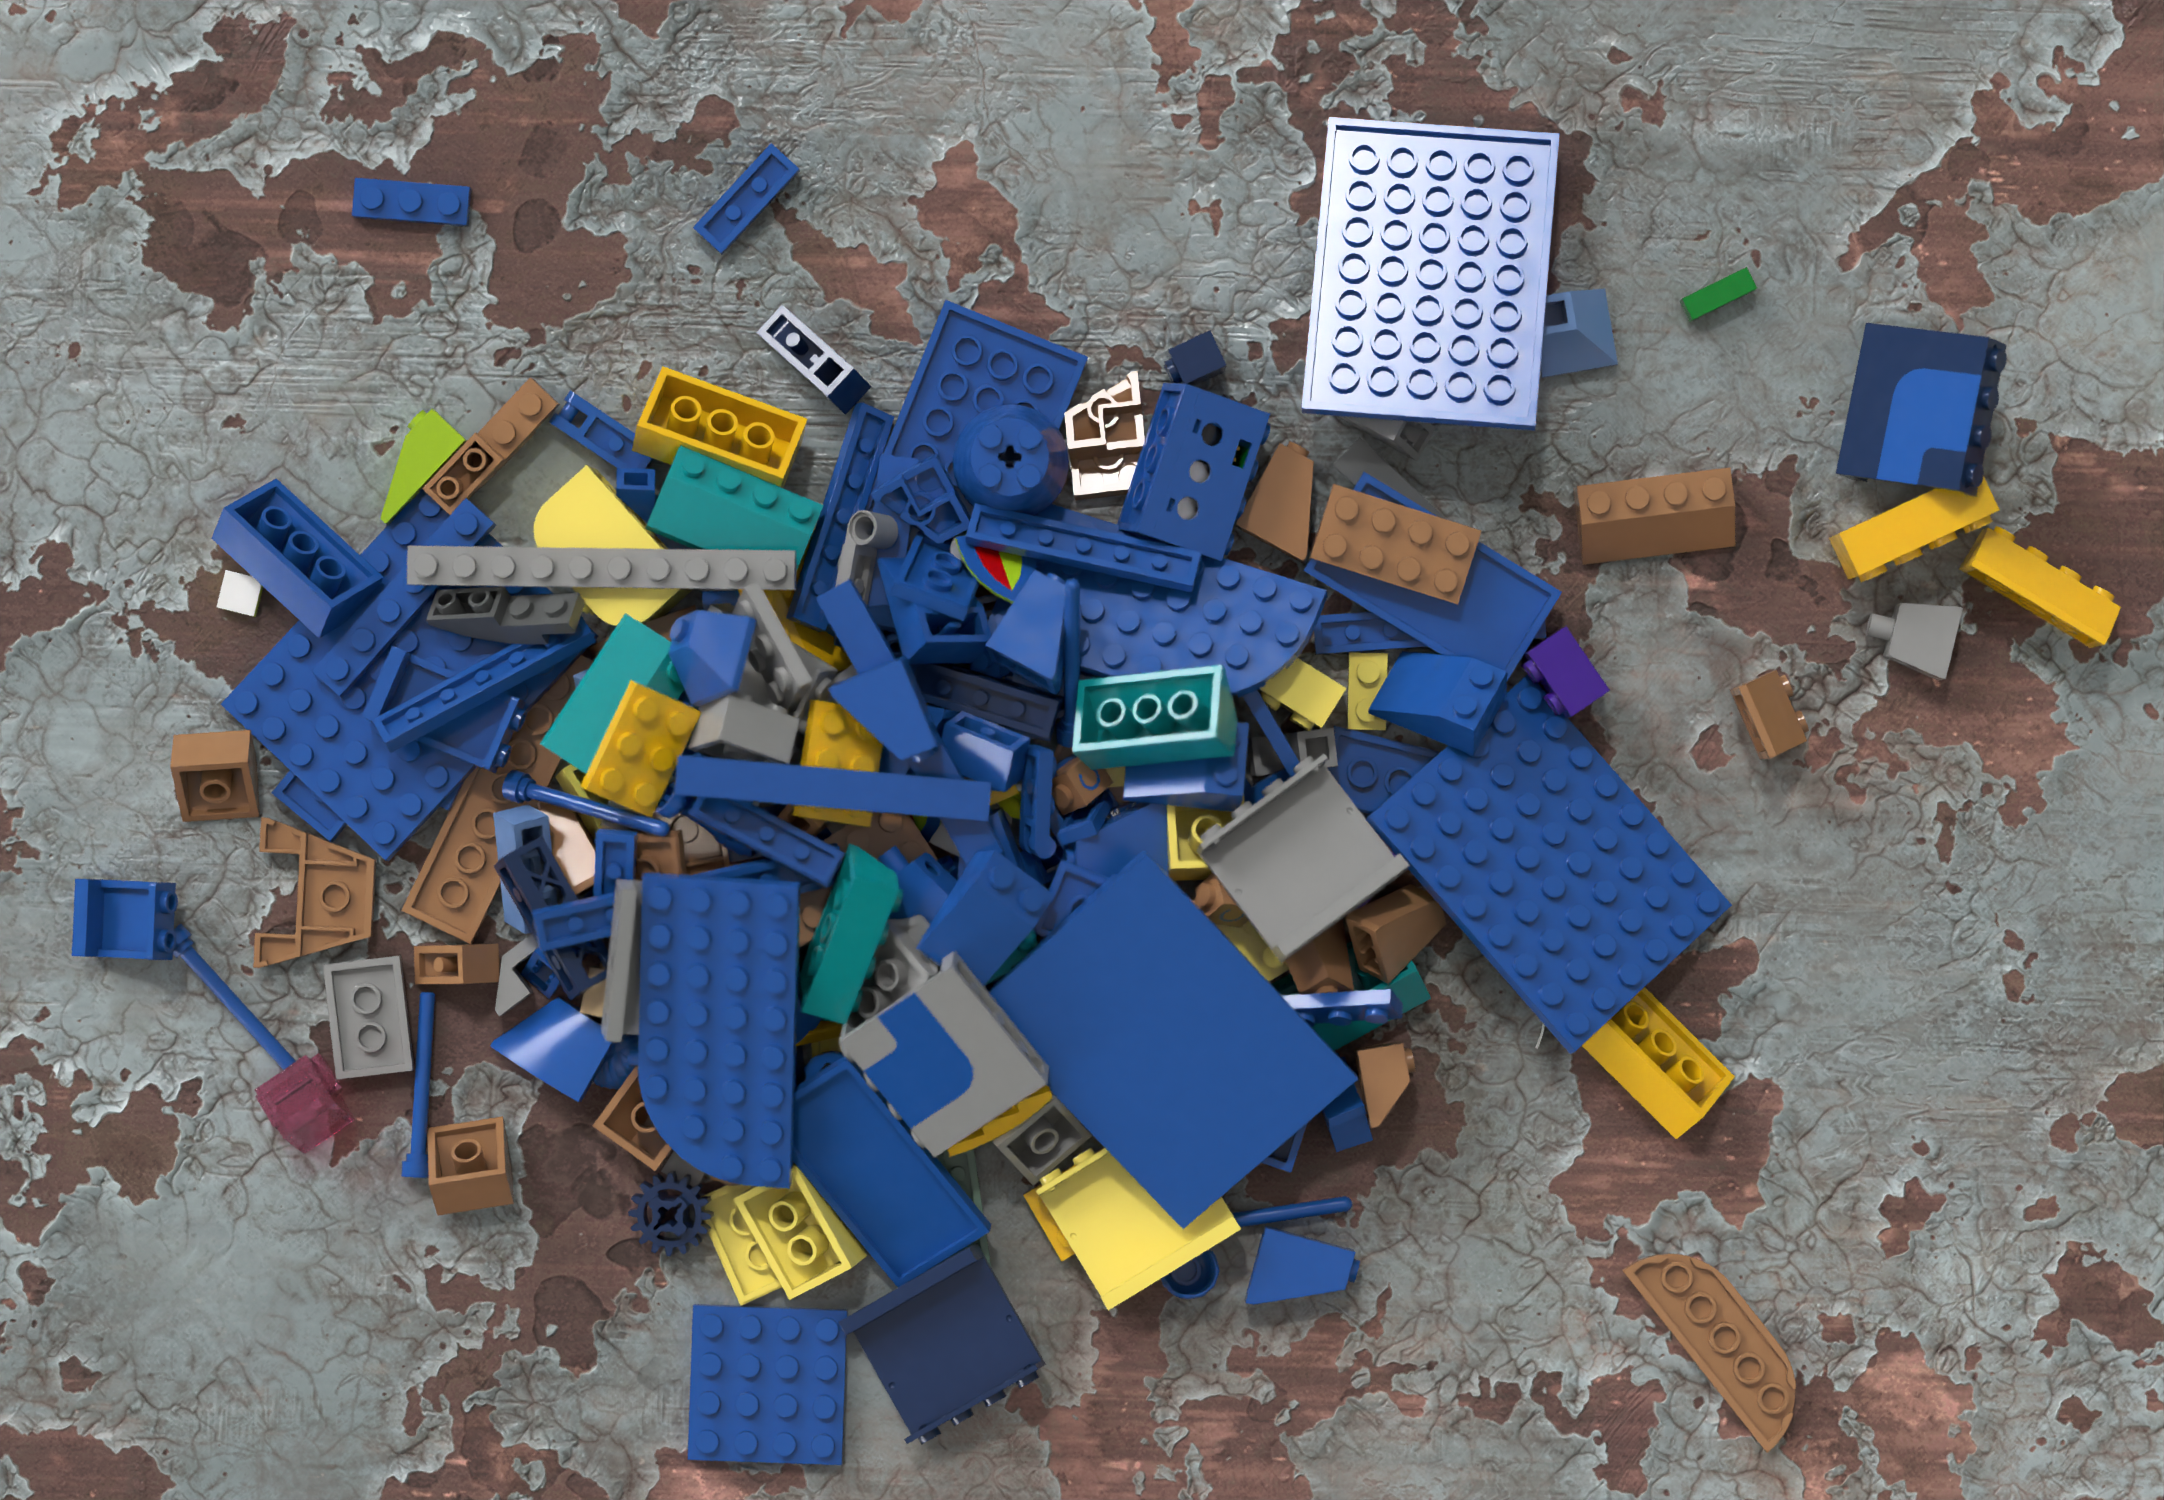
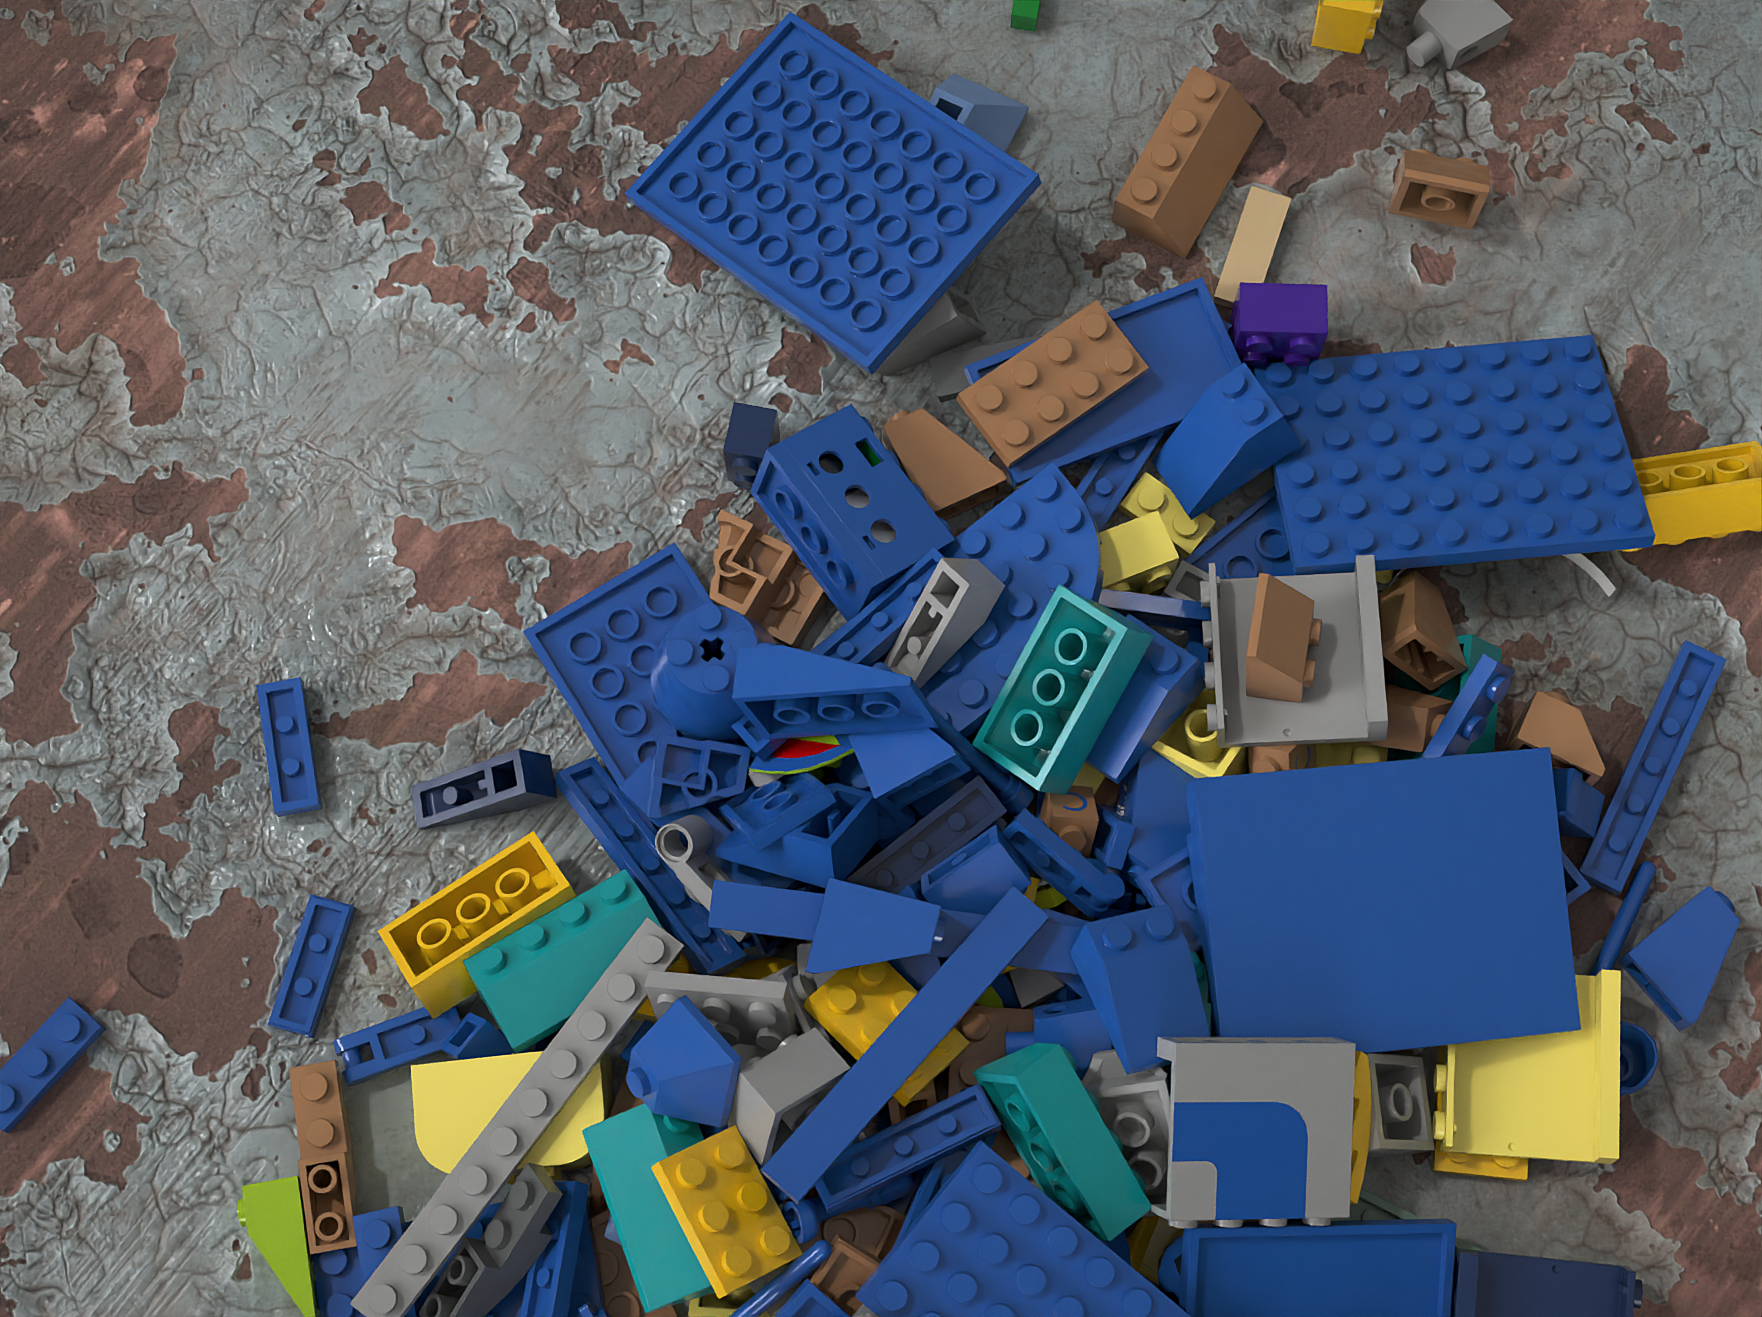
camera: 55 degrees left, 15 degrees down
(611, 334) = (312, 966): none -> blue tile
(1018, 540) = (816, 695): none -> blue slope
(1150, 598) = (944, 617): none -> light grey slope
(1295, 844) = (1280, 642): none -> medium nougat slope
(1422, 1158) = (1651, 767): none -> blue plate
(1623, 609) = (1252, 243): none -> tan tile

